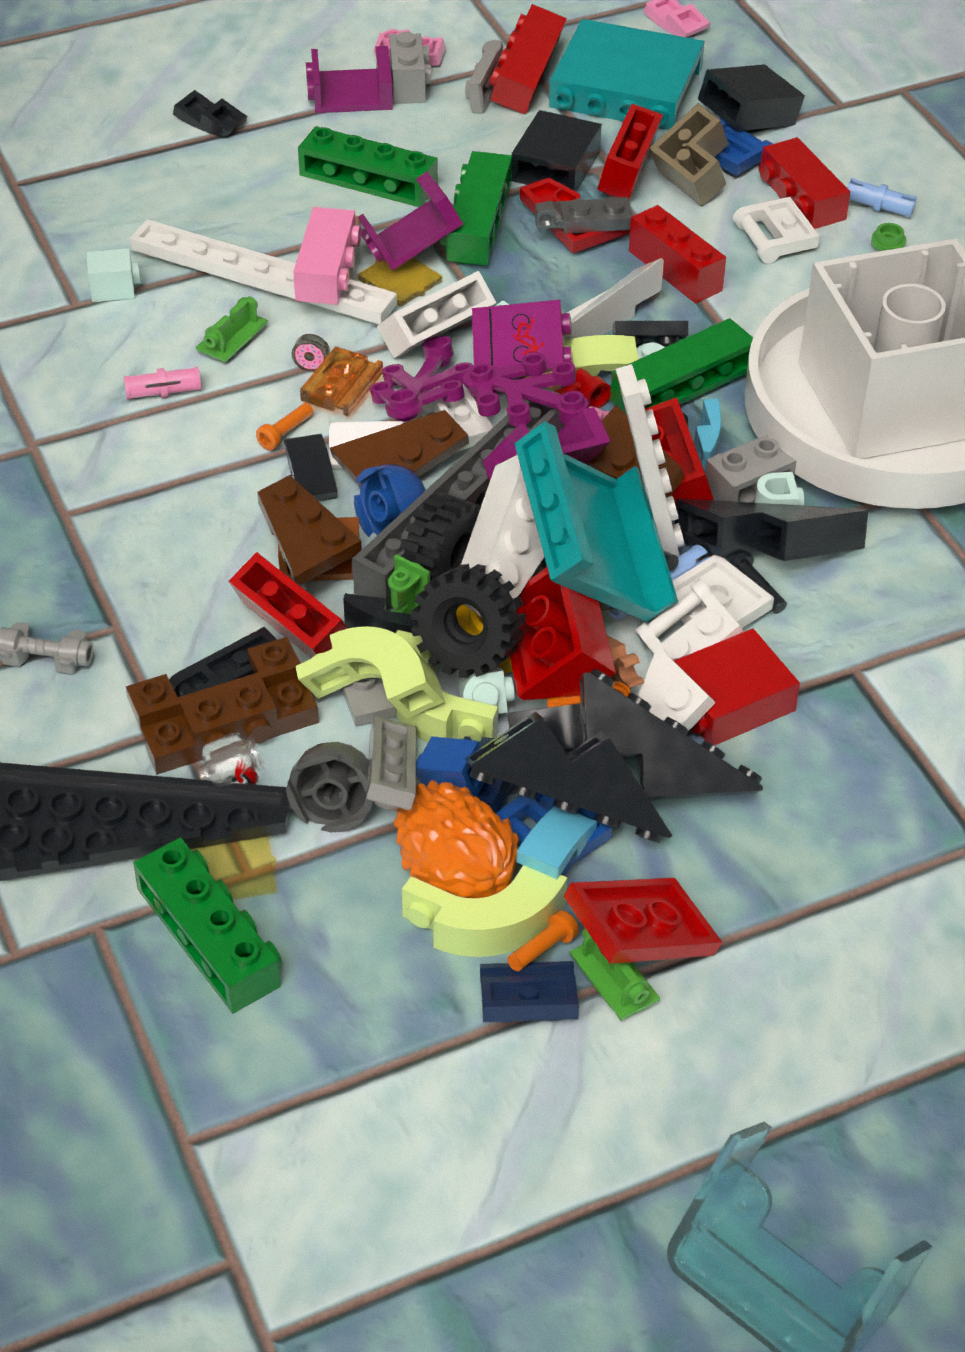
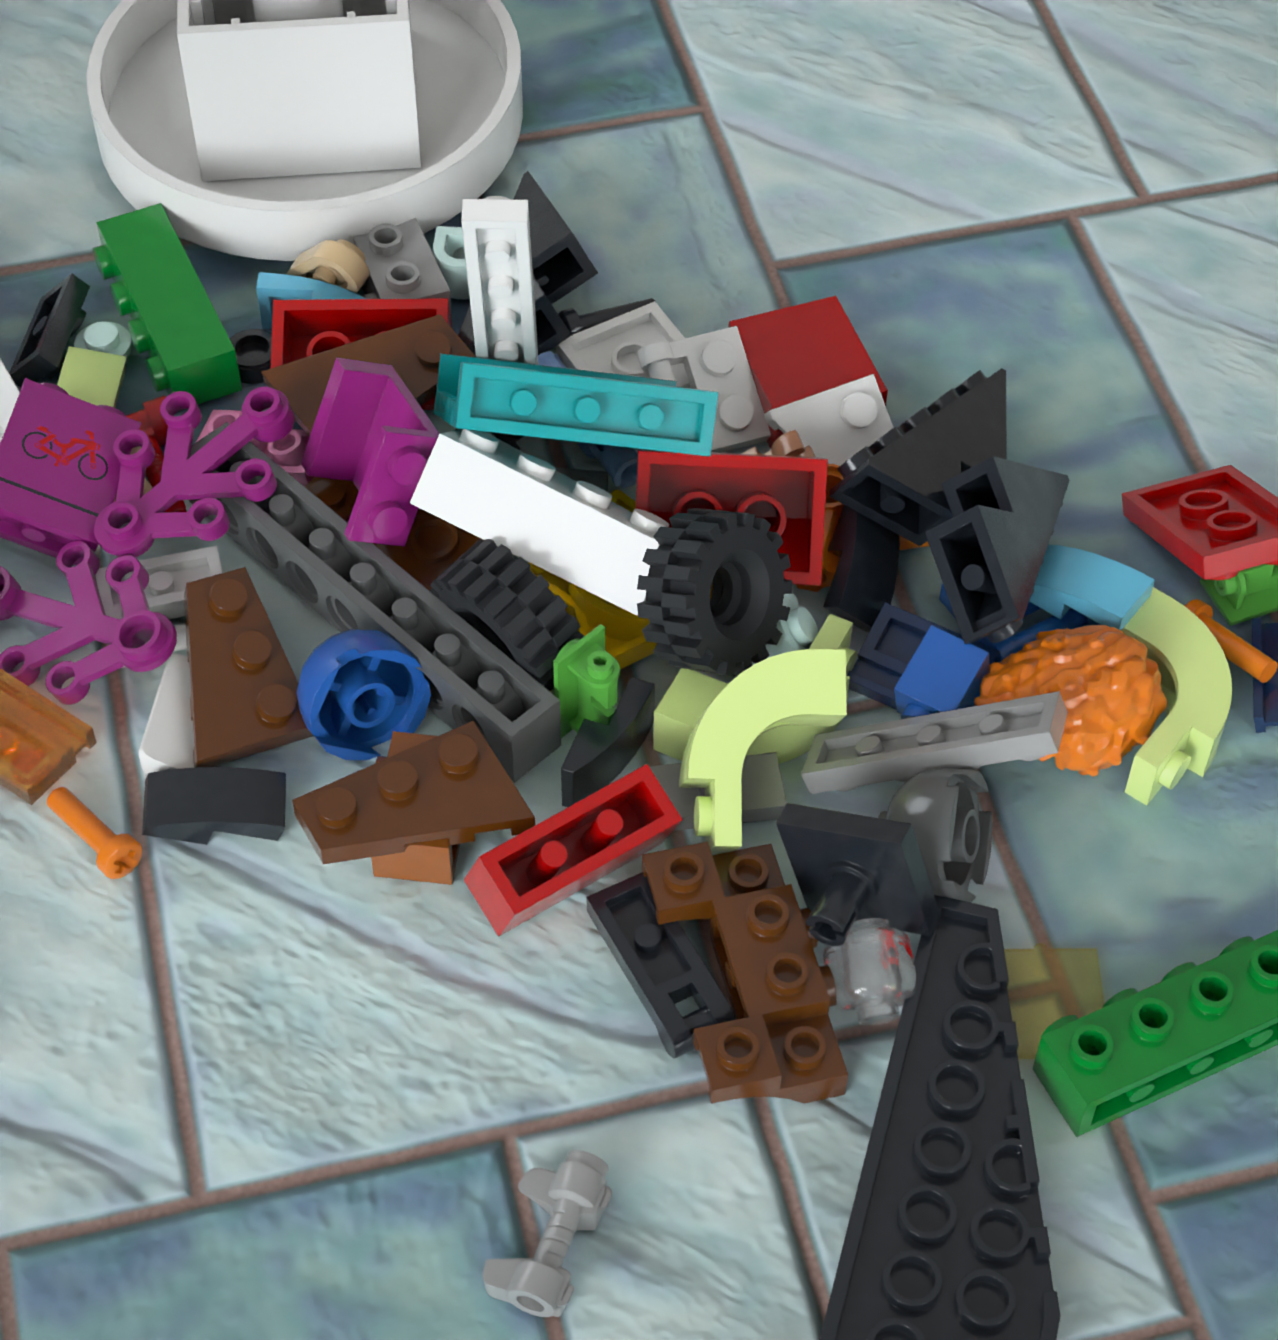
camera: 80 degrees left, 5 degrees up
(278, 727) = (857, 871): none -> black tile
(731, 429) = (334, 263): none -> tan plate

